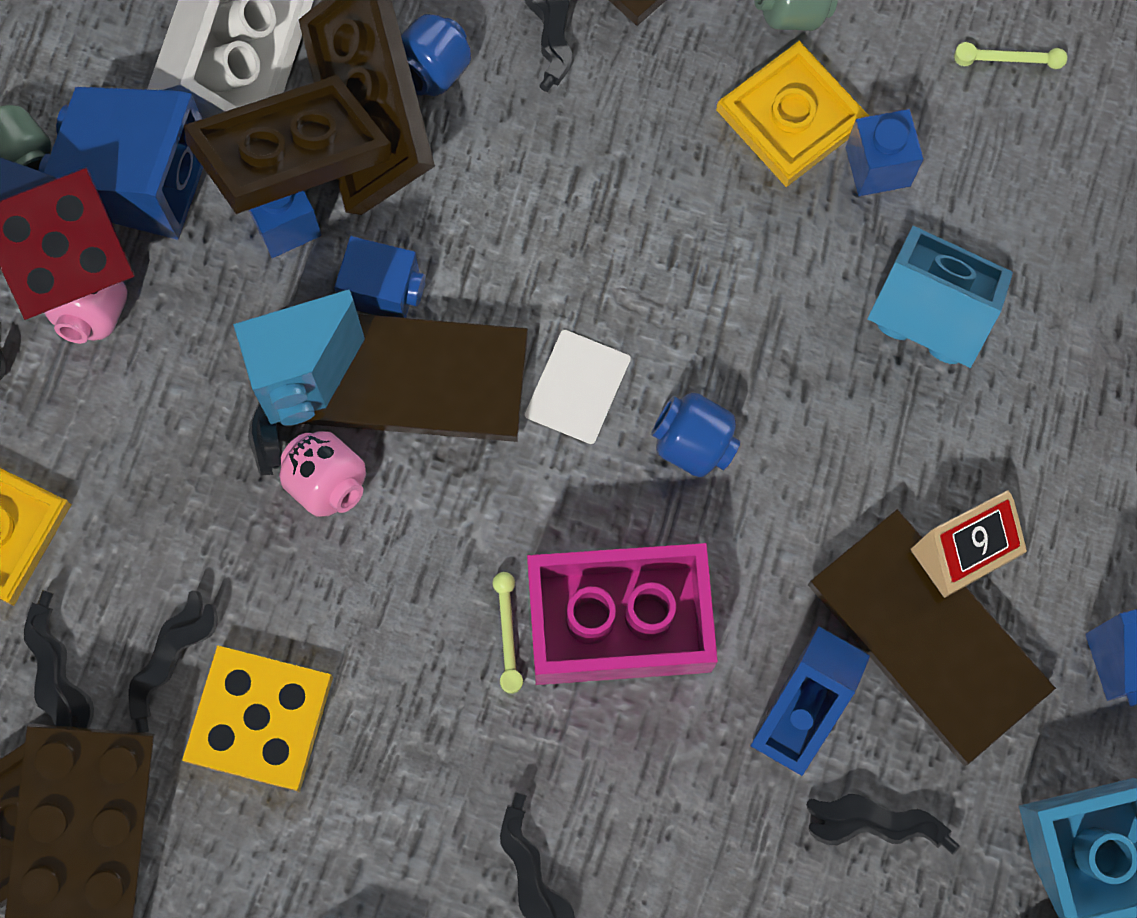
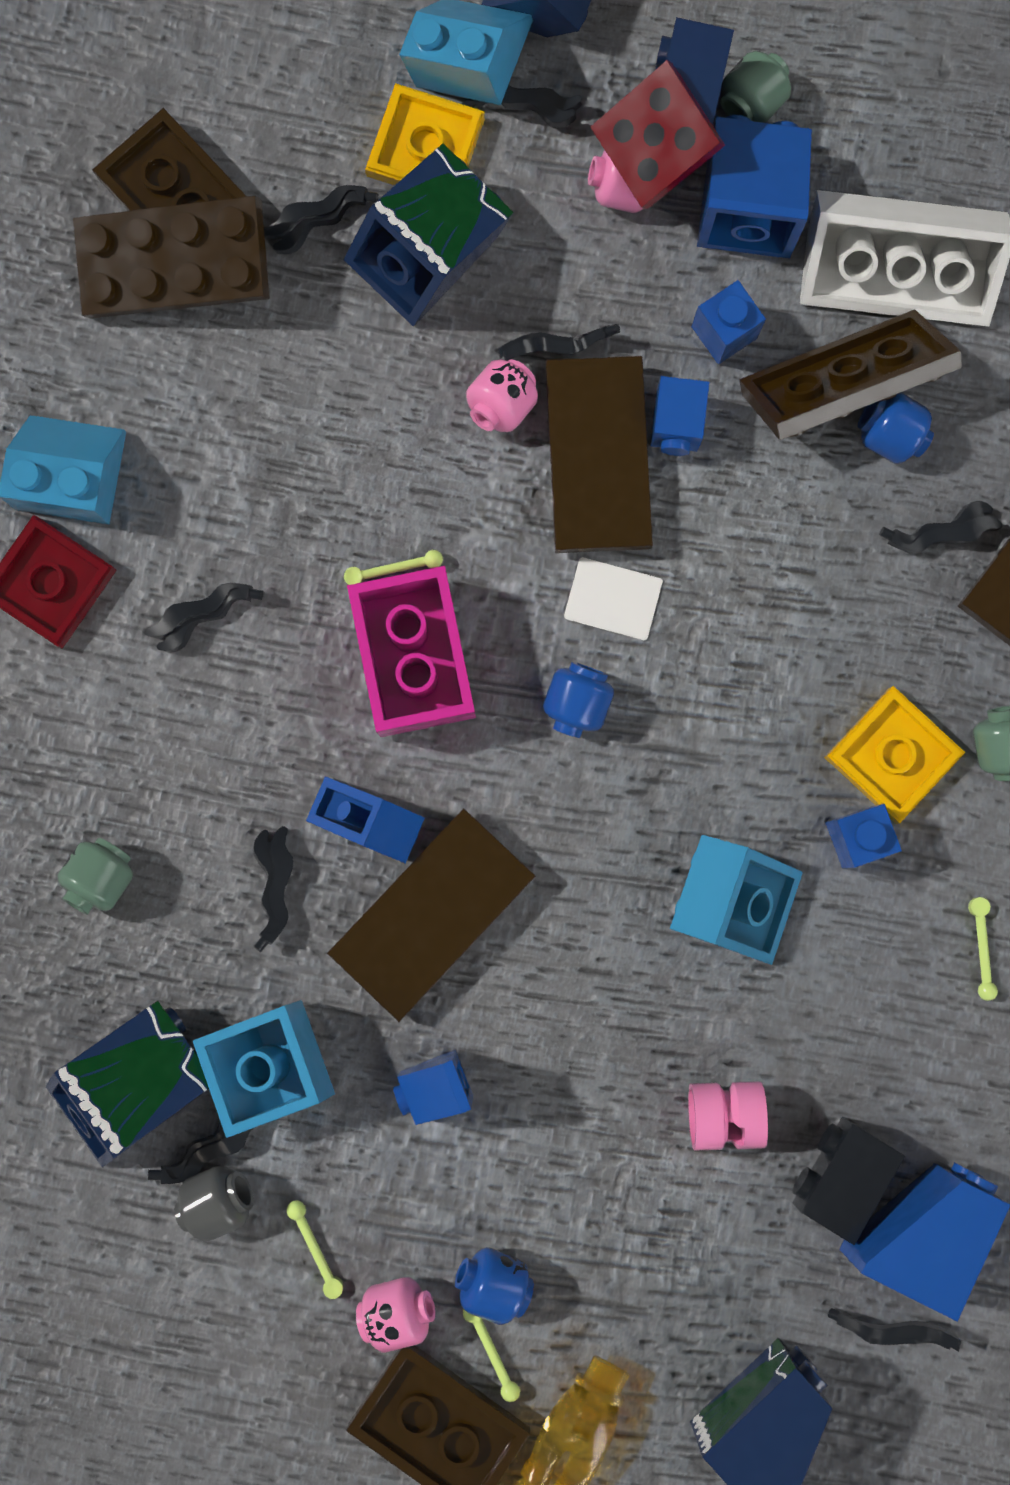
camera: 85 degrees right, 10 degrees up
(112, 531) = (426, 233): none -> slope
(175, 635) = (358, 306): black hair -> none
(258, 718) = (298, 380): yellow tile -> none
(286, 143) = (779, 311): dark brown plate -> none
(300, 355) = (586, 352): dark azure slope -> none
(972, 544) = (511, 942): slope -> none

